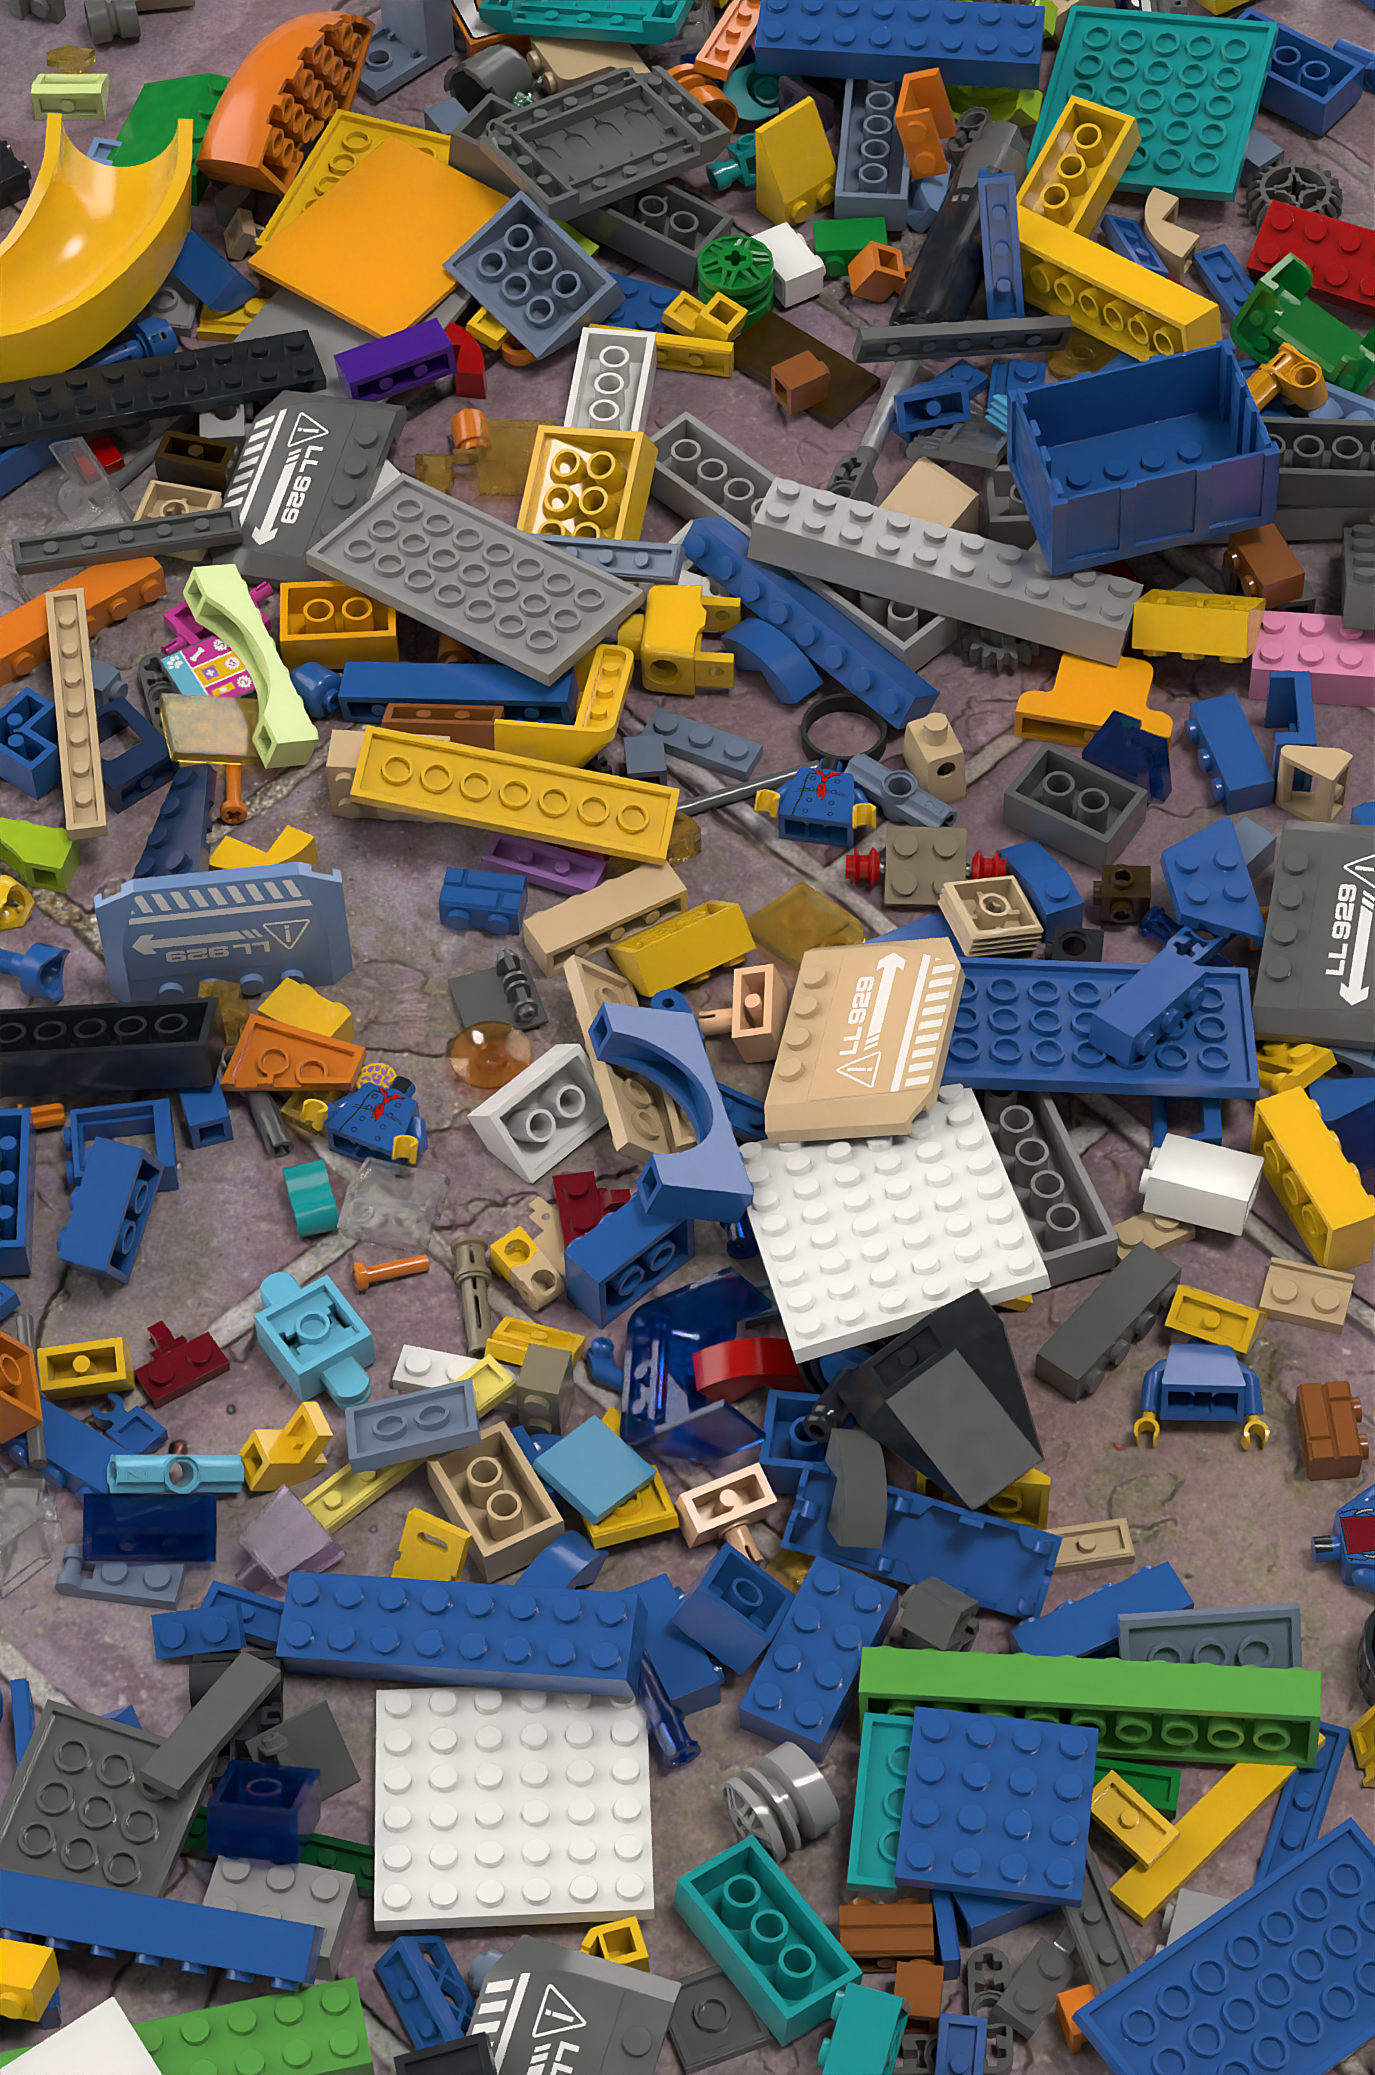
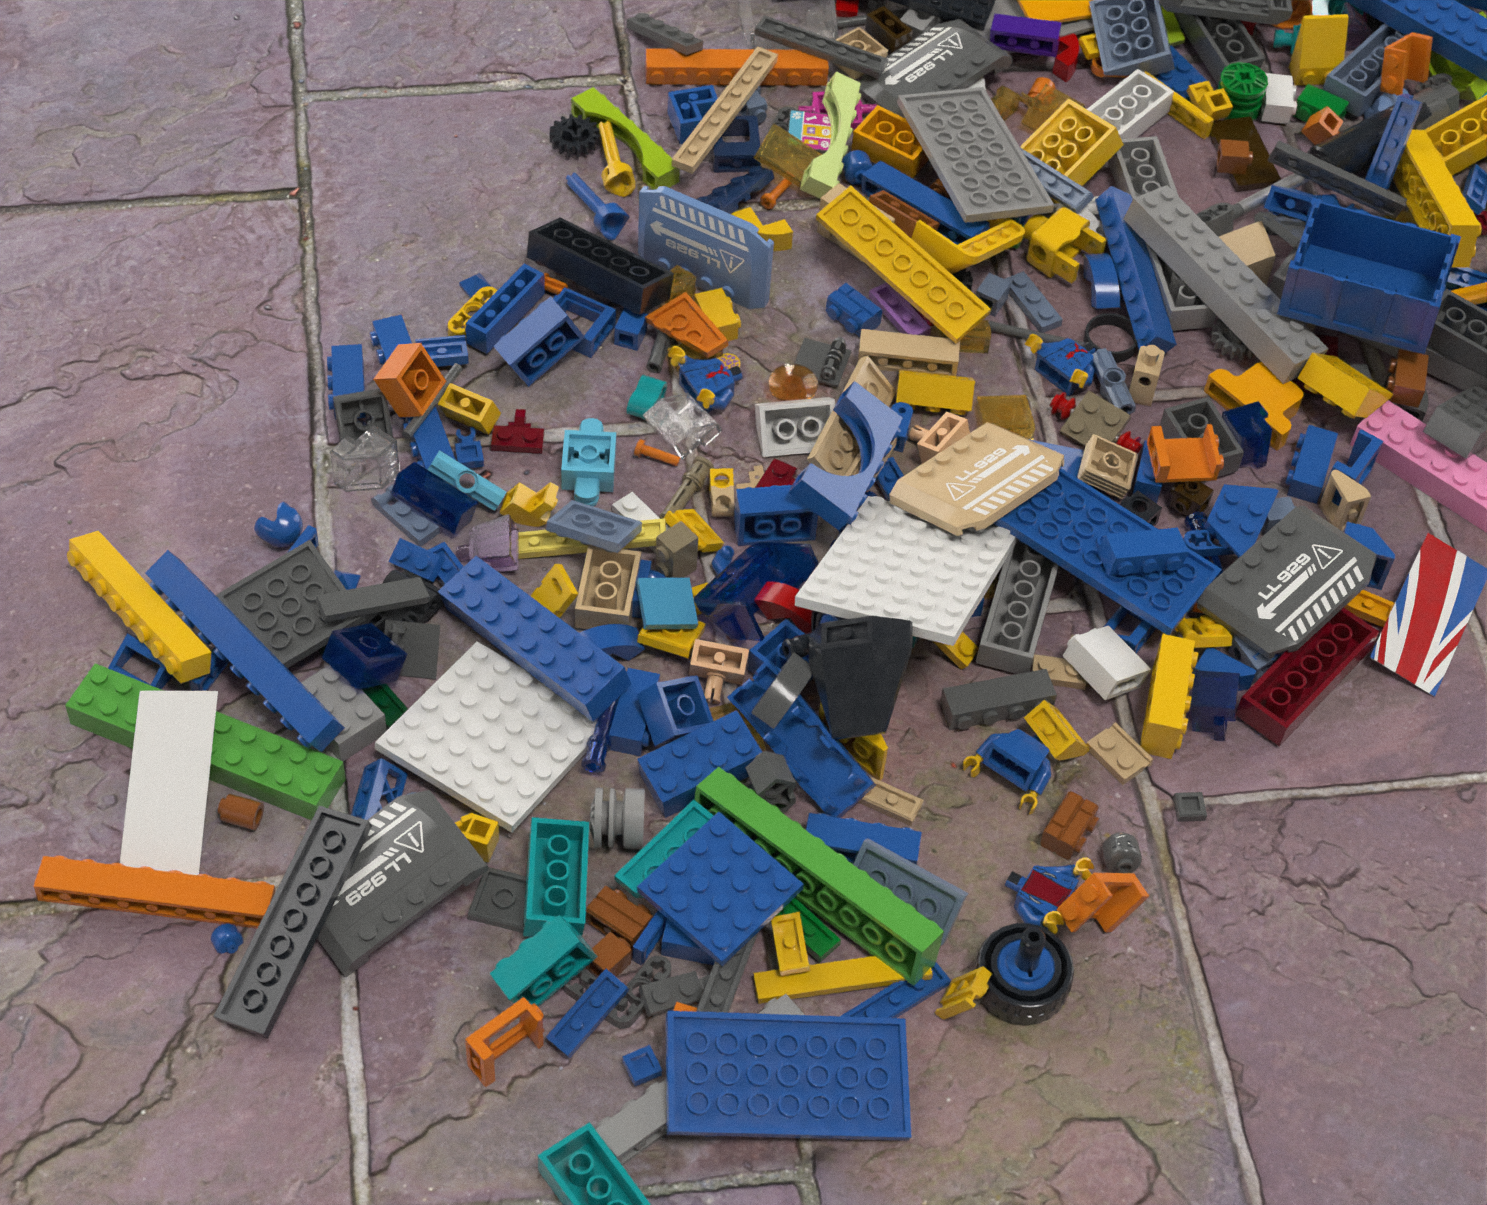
camera: 30 degrees right, 0 degrees up
(1086, 843) = (1184, 457): none -> orange panel

